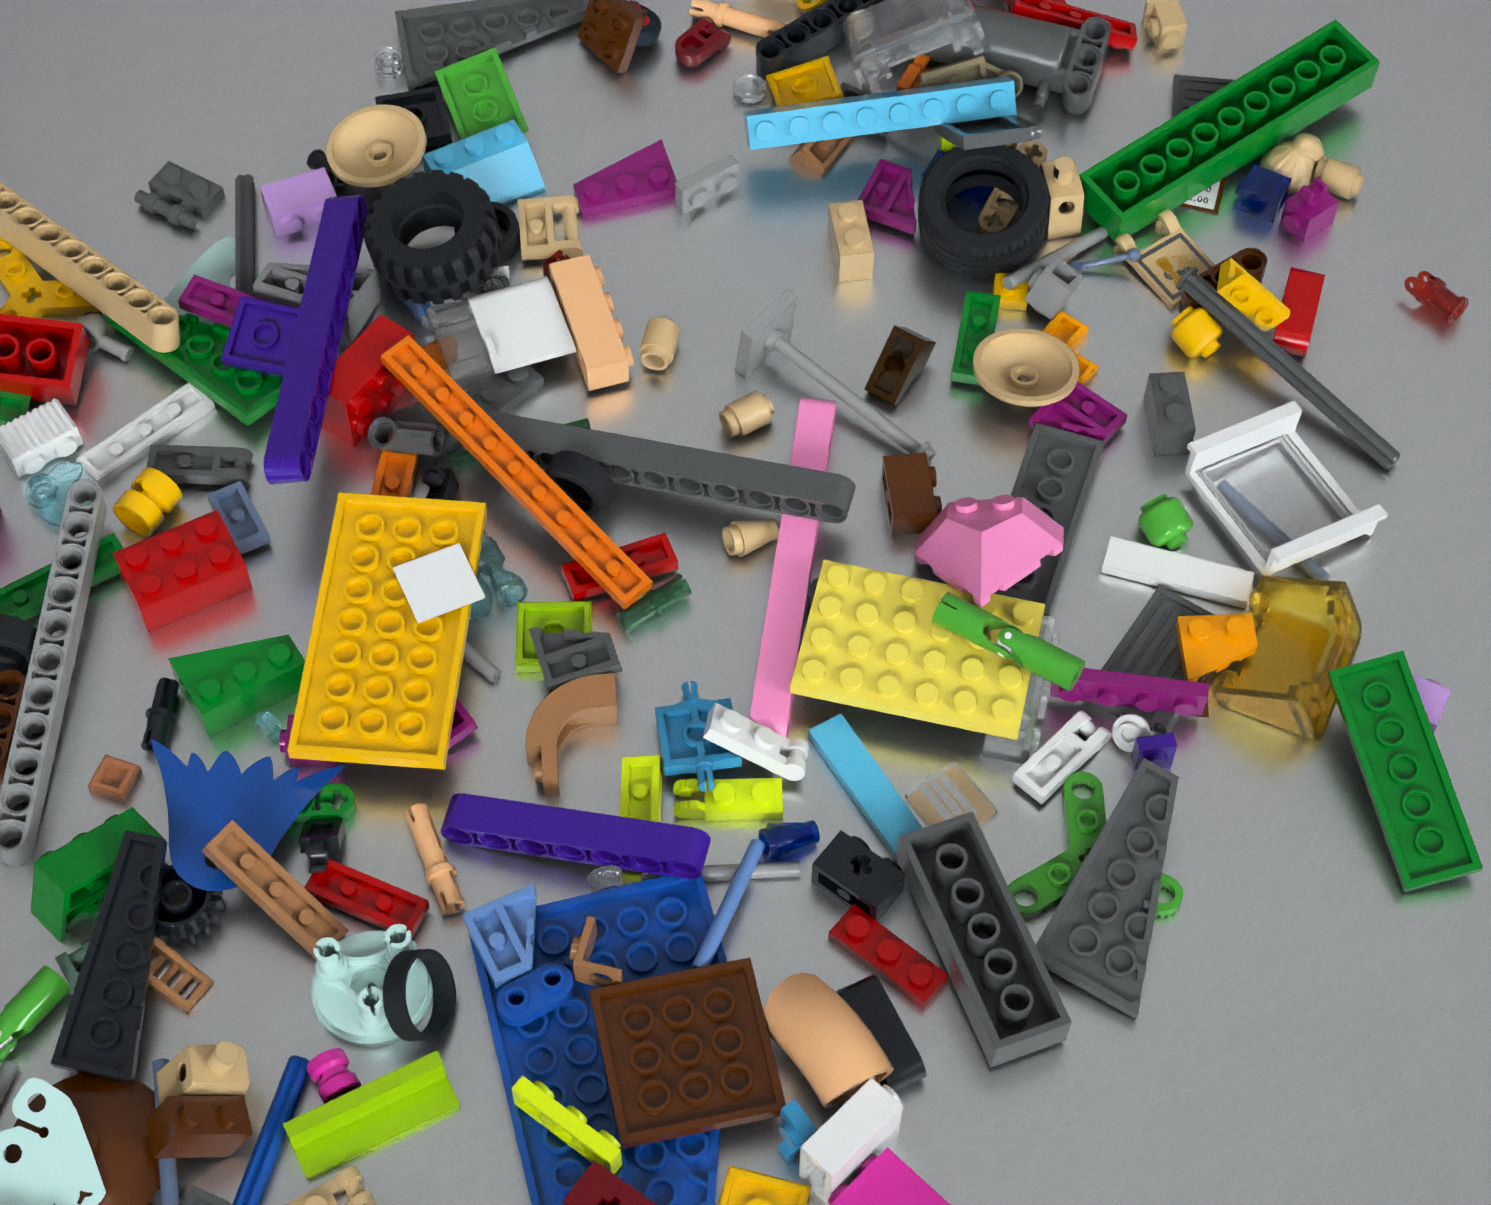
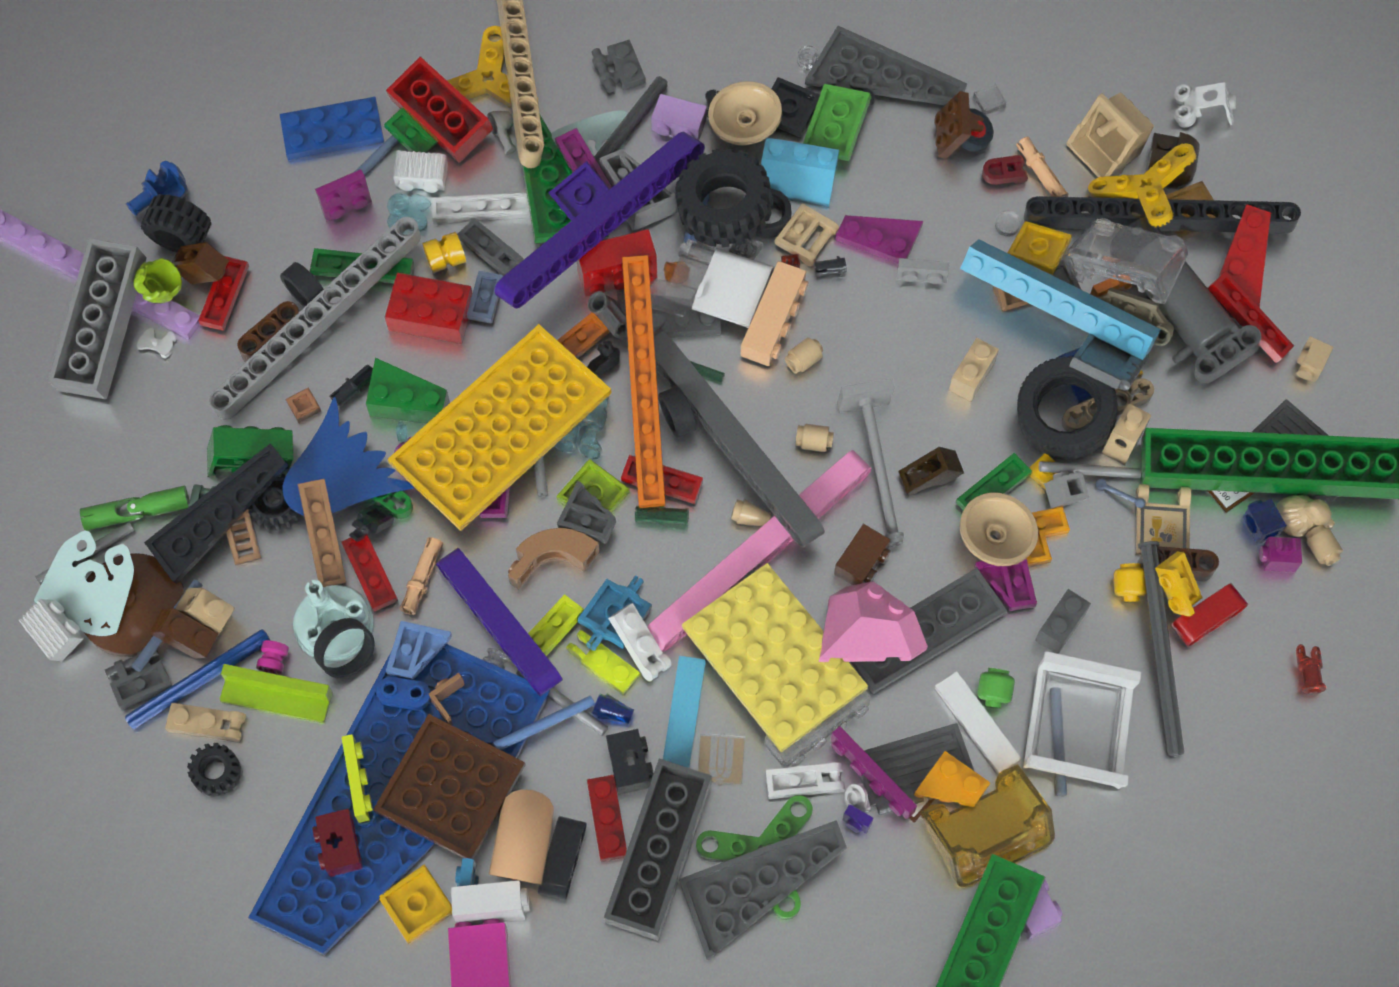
camera: 40 degrees right, 10 degrees up
(438, 583) = (545, 419): white sticker -> none
(605, 242) = (830, 267): none -> black pin
(890, 197) = (1025, 354): magenta wing -> none
(1027, 650) = (825, 711): bright green piece -> none

